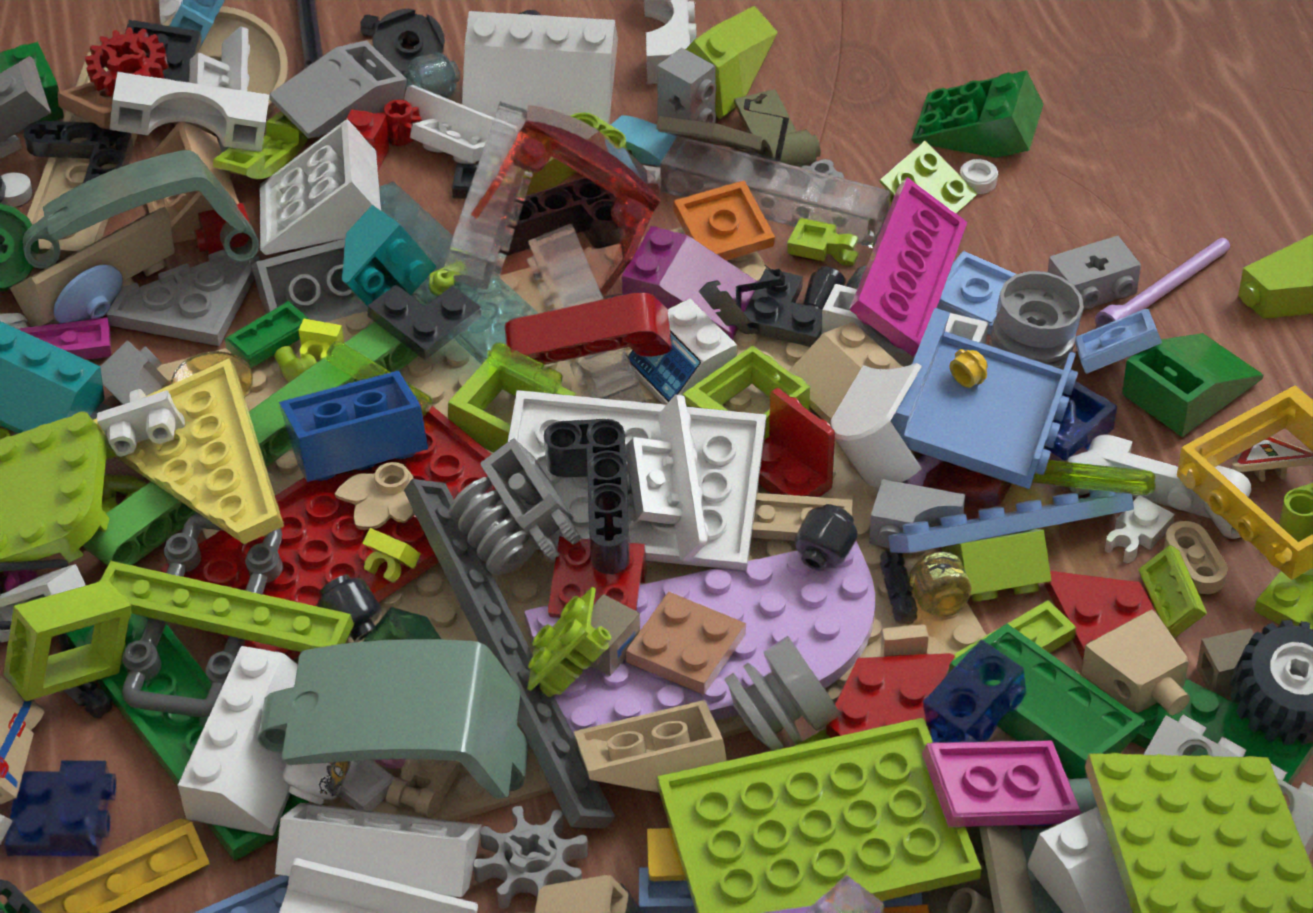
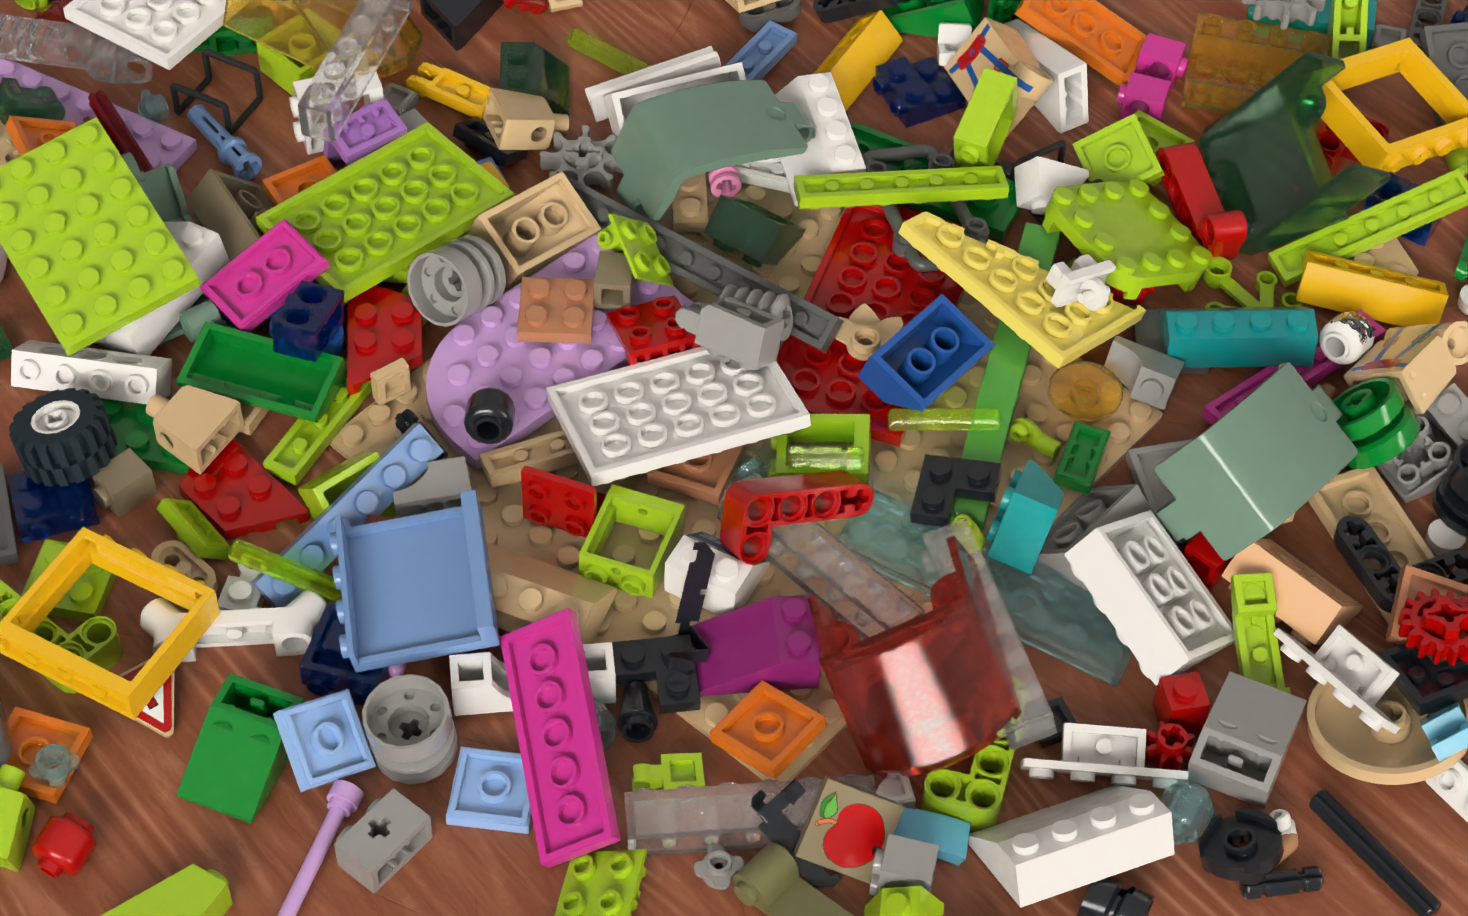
camera: 150 degrees right, 5 degrees up
(148, 102) = (1290, 618): white arch -> none
(318, 337) = (1035, 451): neon yellow tile -> none
(354, 598) = (817, 230): black head -> none
(390, 551) = (821, 283): neon yellow tile -> none
(597, 452) = (696, 377): black beam -> none
(667, 481) = (642, 386): white bracket -> none
(865, 425) = (503, 509): white piece -> none
(940, 584) = (379, 430): clear yellow head -> none
(968, 368) = (438, 597): yellow plate -> none

